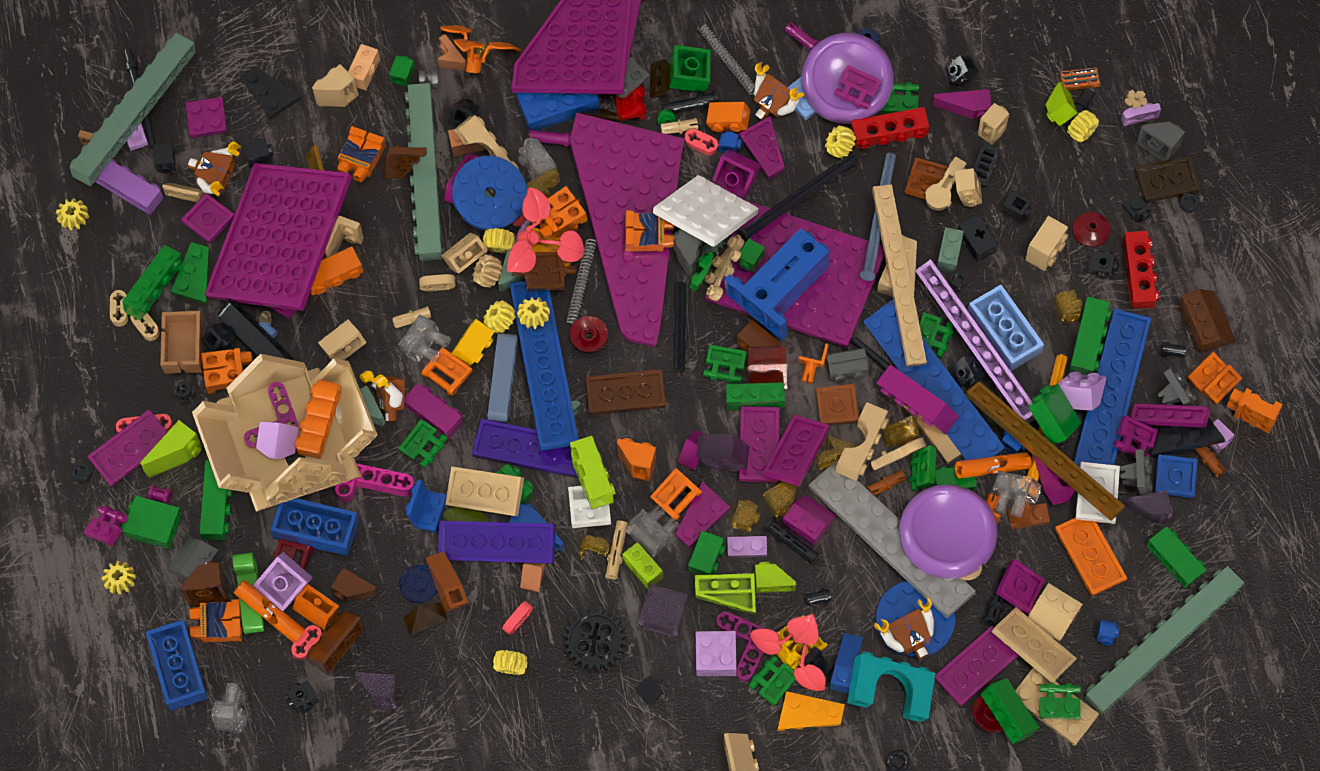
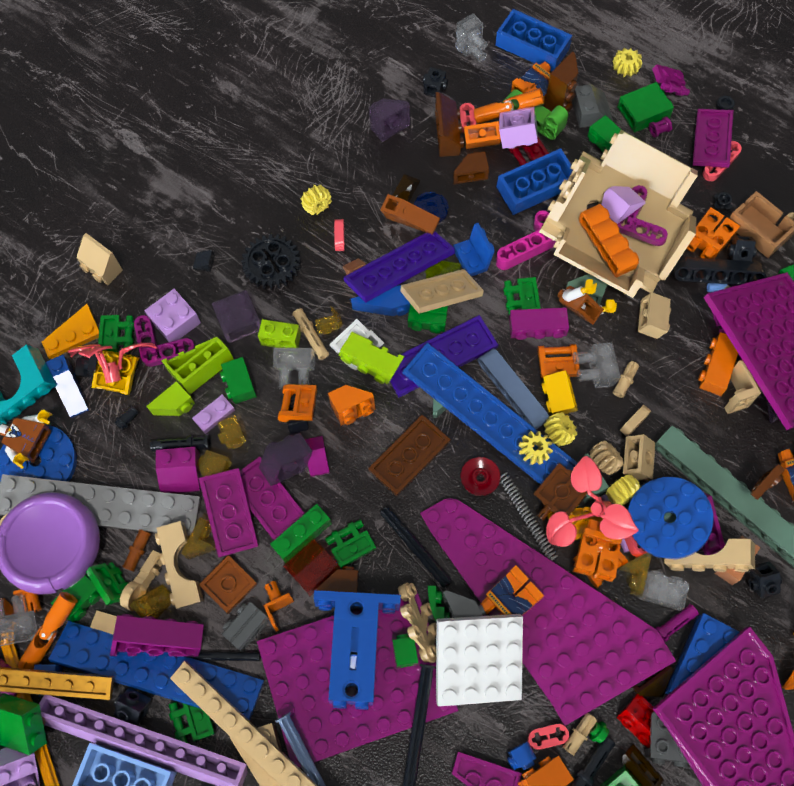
camera: 140 degrees right, 0 degrees up
(172, 450) = (687, 146): lime slope -> none
(701, 515) = (266, 409): magenta wing -> none
(736, 173) = (488, 728): magenta slope -> none

